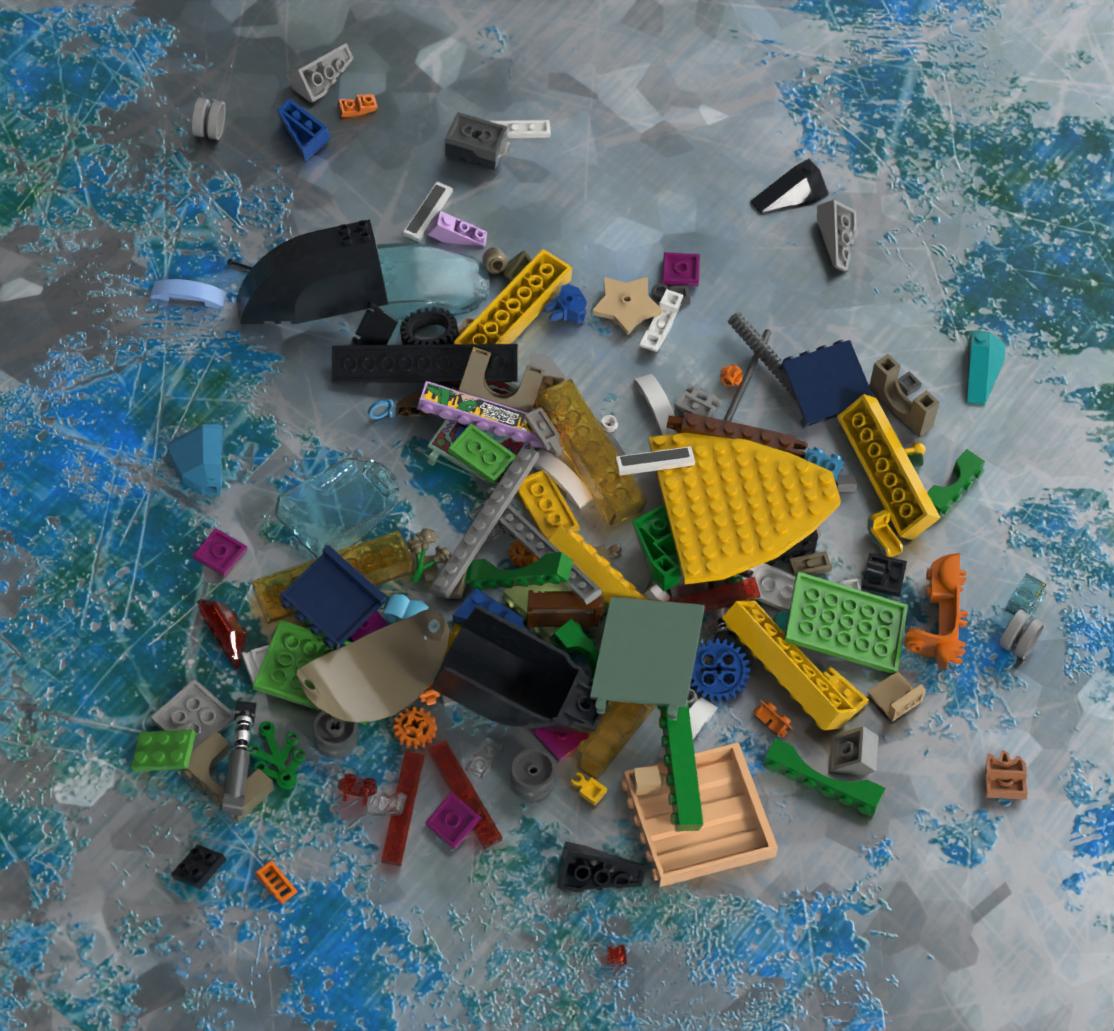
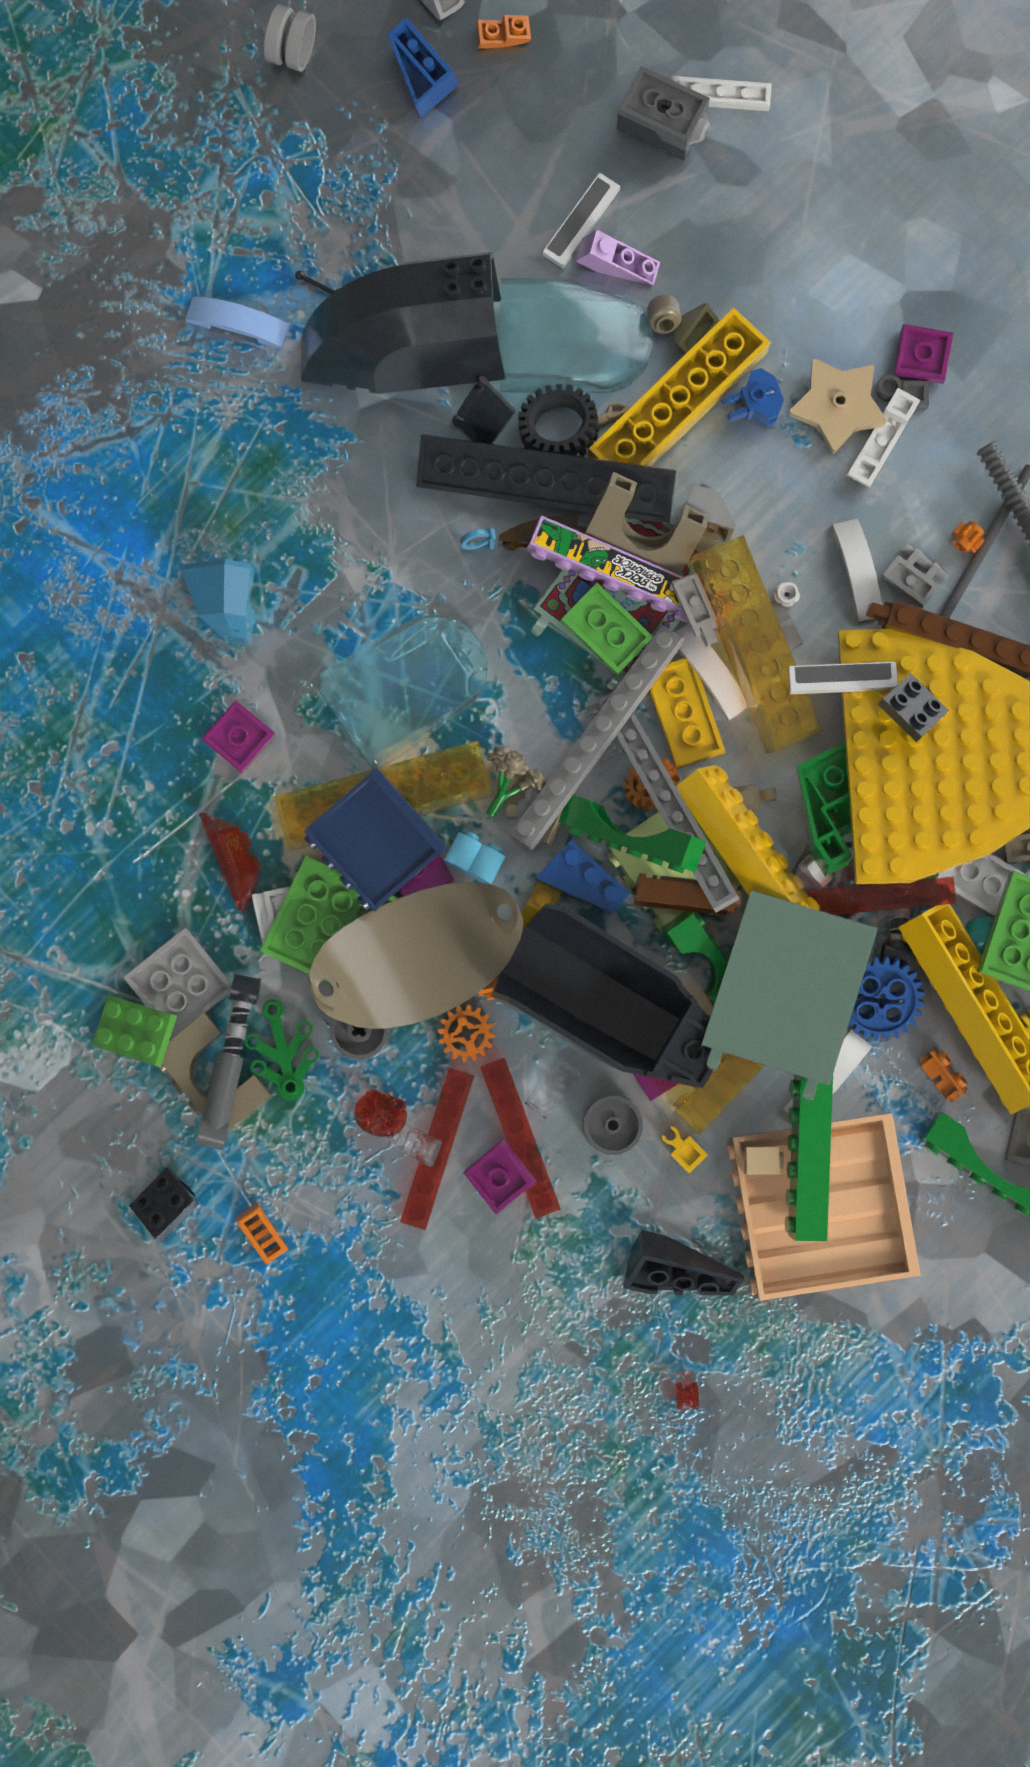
camera: 15 degrees right, 25 degrees up
(707, 469) = (913, 707): none -> black plate

